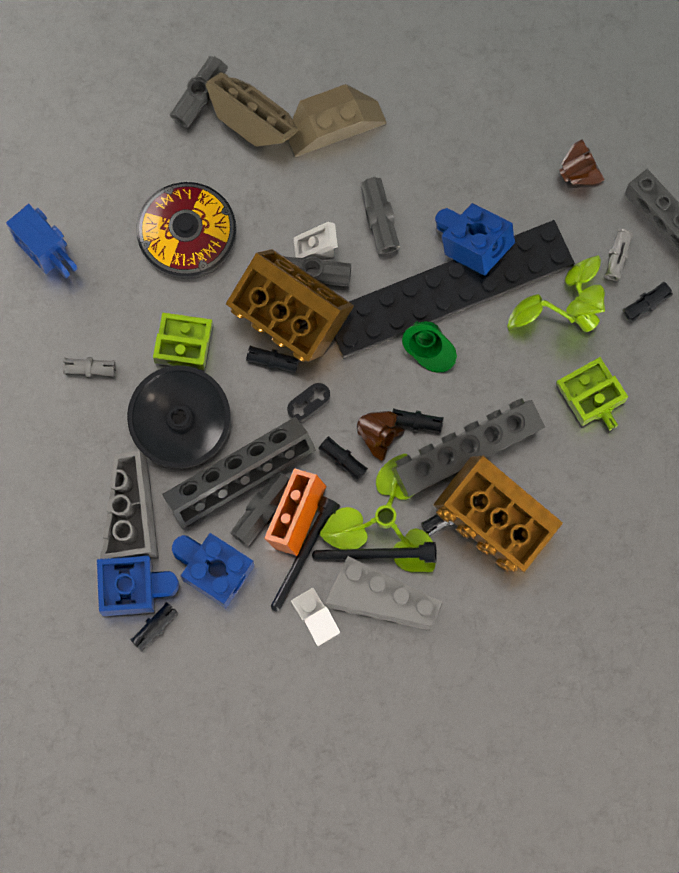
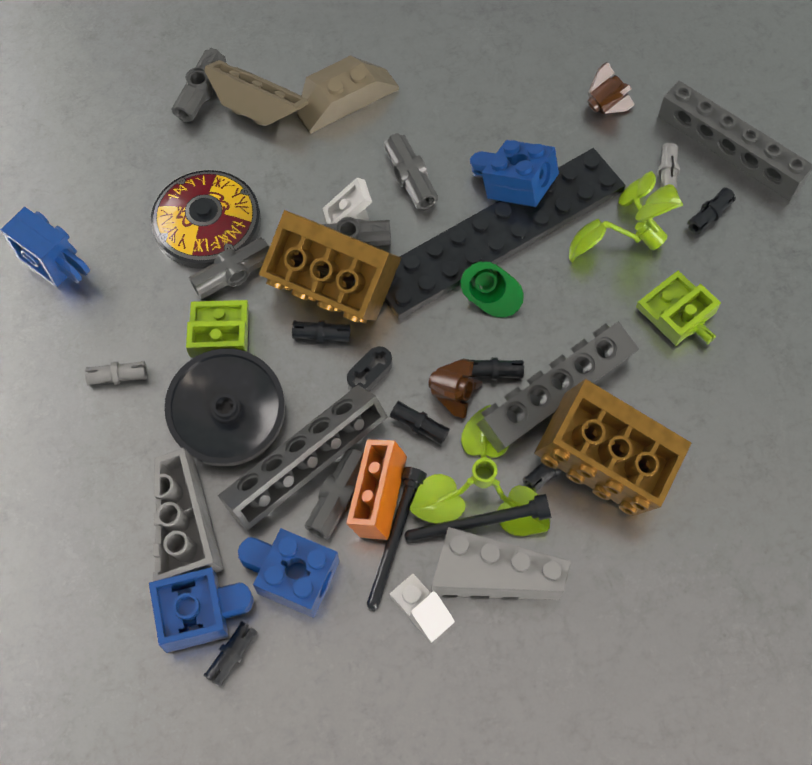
camera: 10 degrees left, 10 degrees down
(202, 285) = (230, 268): none -> dark grey piece

